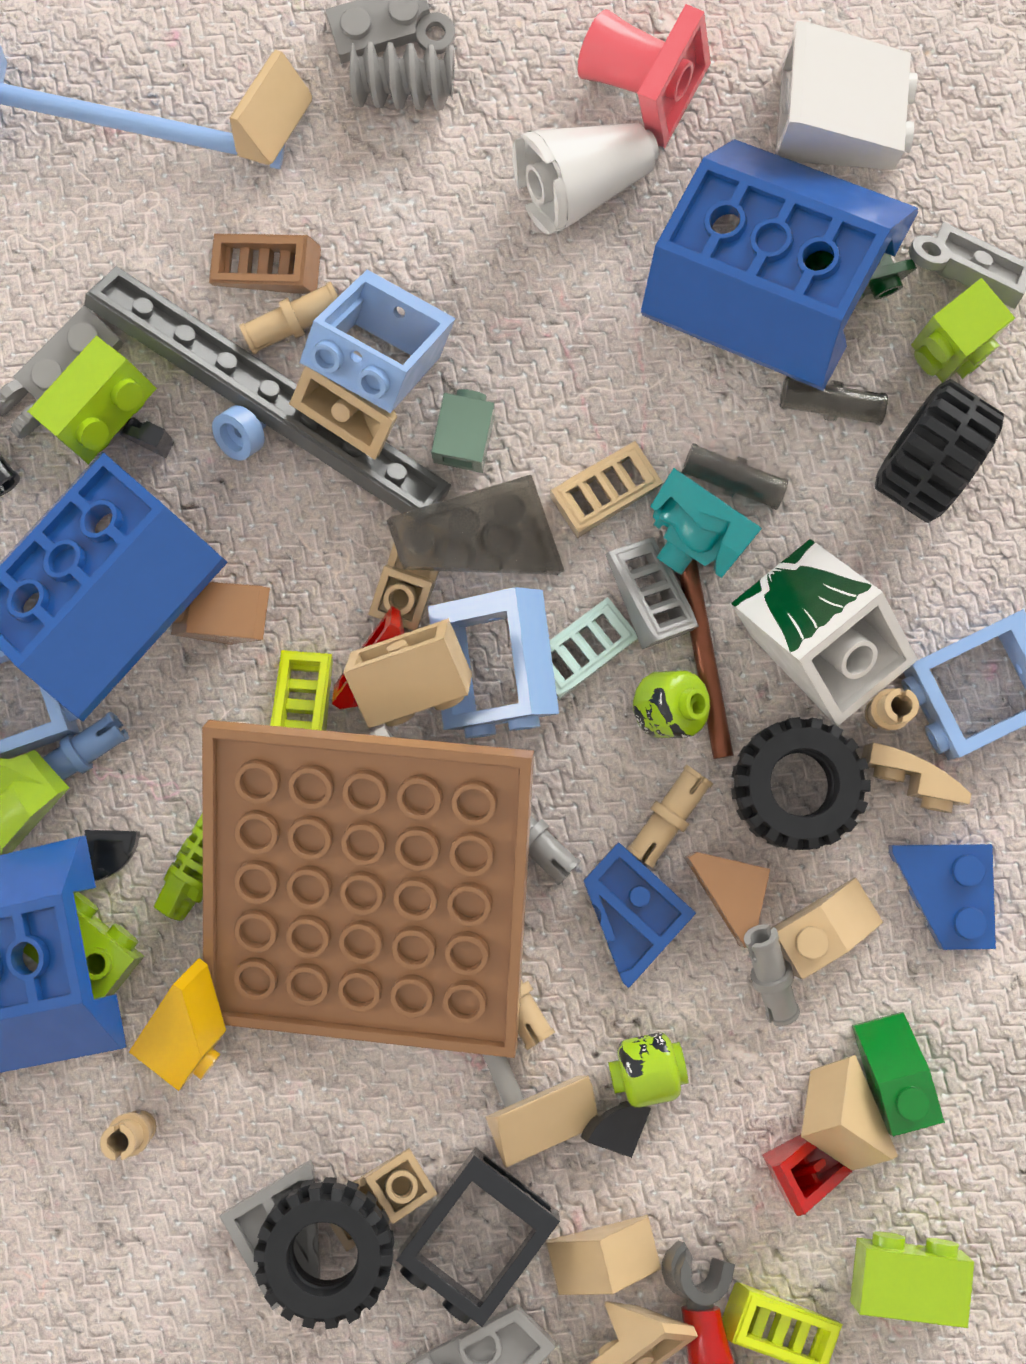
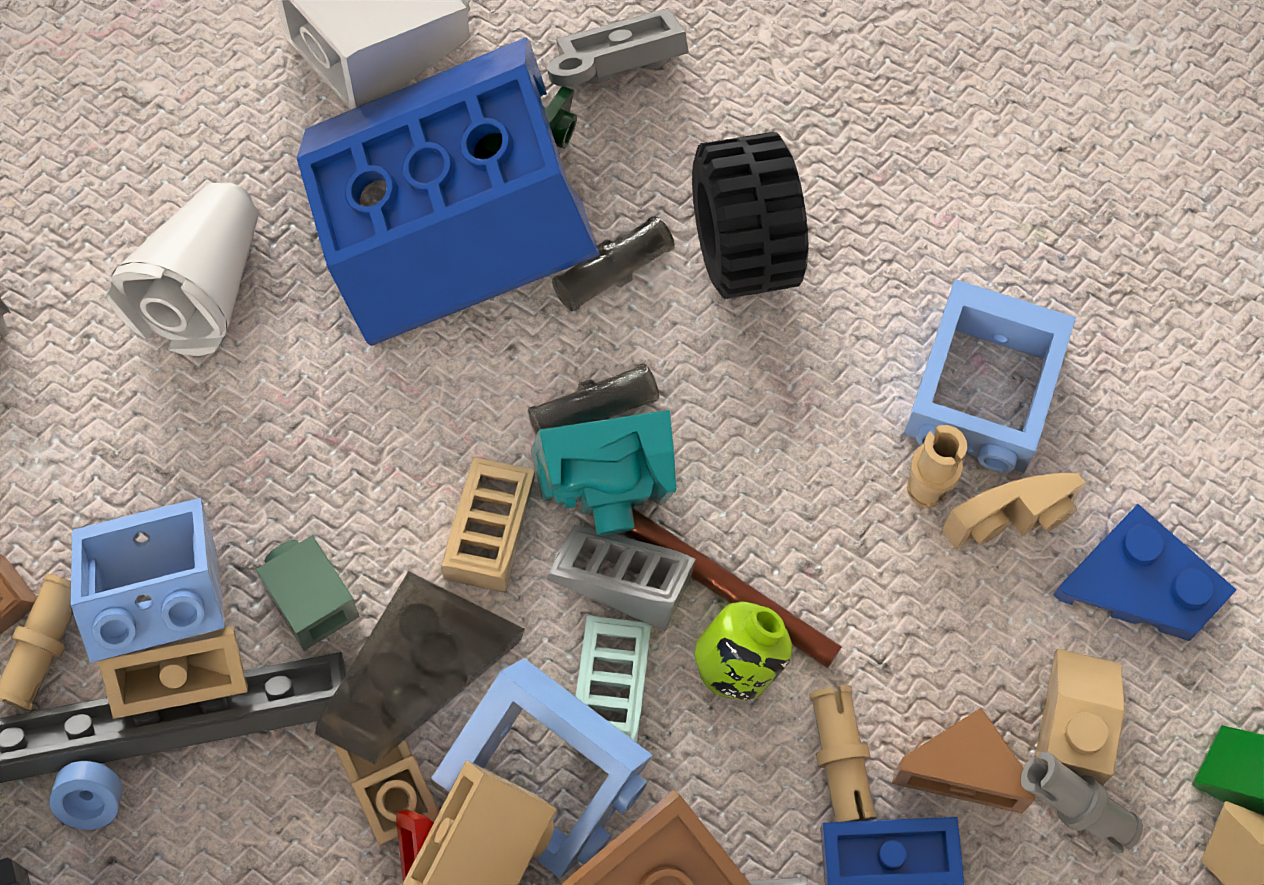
camera: 50 degrees left, 15 degrees down
(657, 70) = (167, 131): coral plant -> none
(826, 630) = (810, 453): white slope -> none
(843, 774) = (953, 567): black tyre -> none
(962, 333) = (668, 105): lime brick -> none

